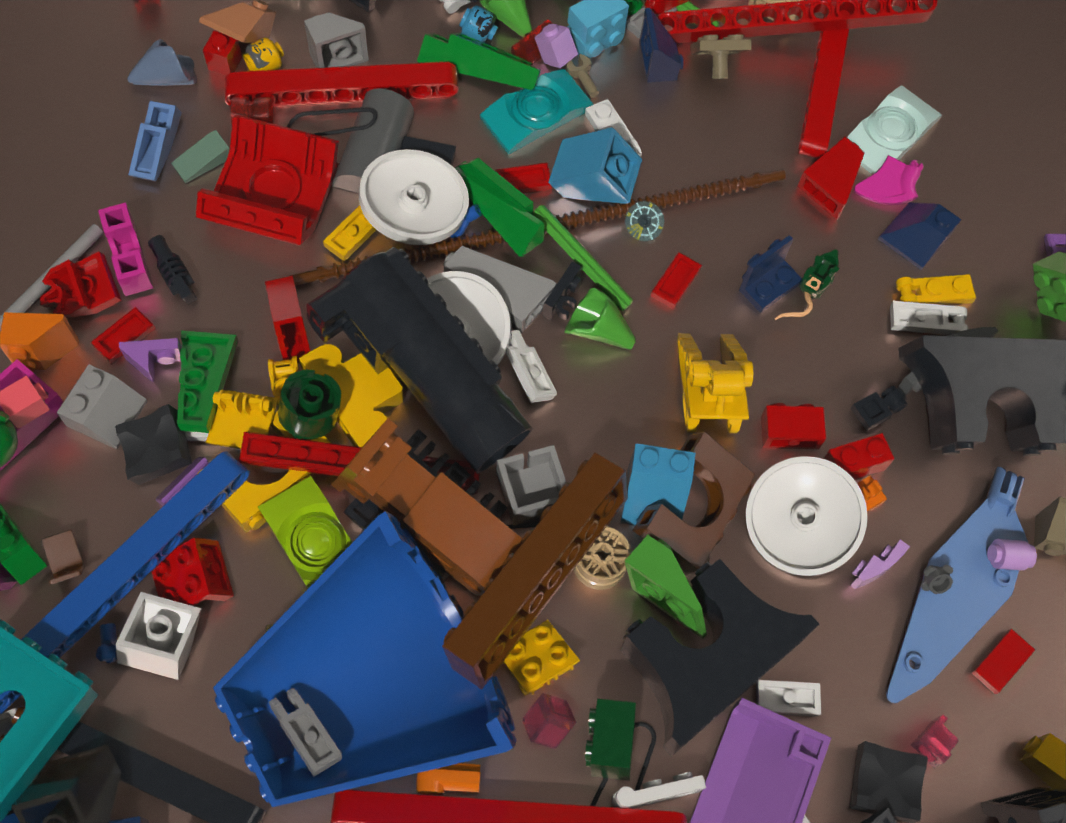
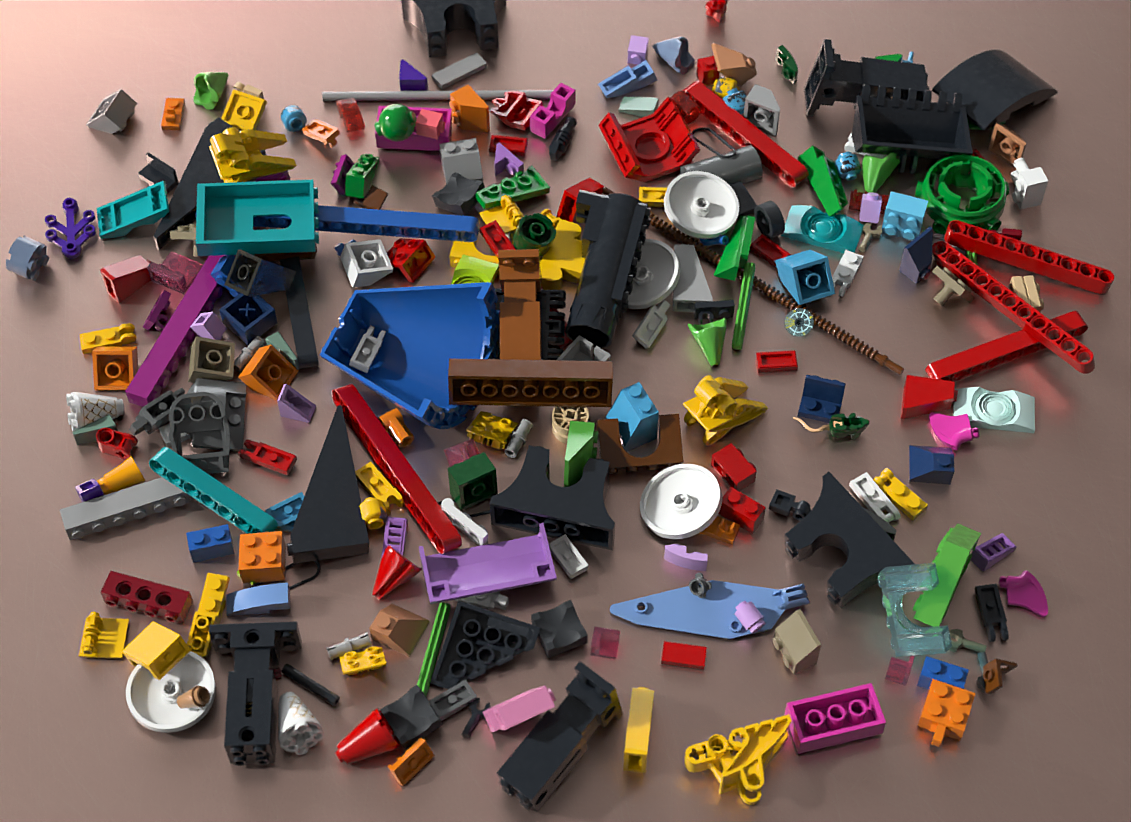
camera: 60 degrees right, 10 degrees down
(121, 99) = (637, 49): none -> lavender brick
(294, 56) = (736, 100): none -> dark azure head
(495, 136) = (769, 219): none -> black tyre
(576, 635) = (518, 438): none -> light grey pin

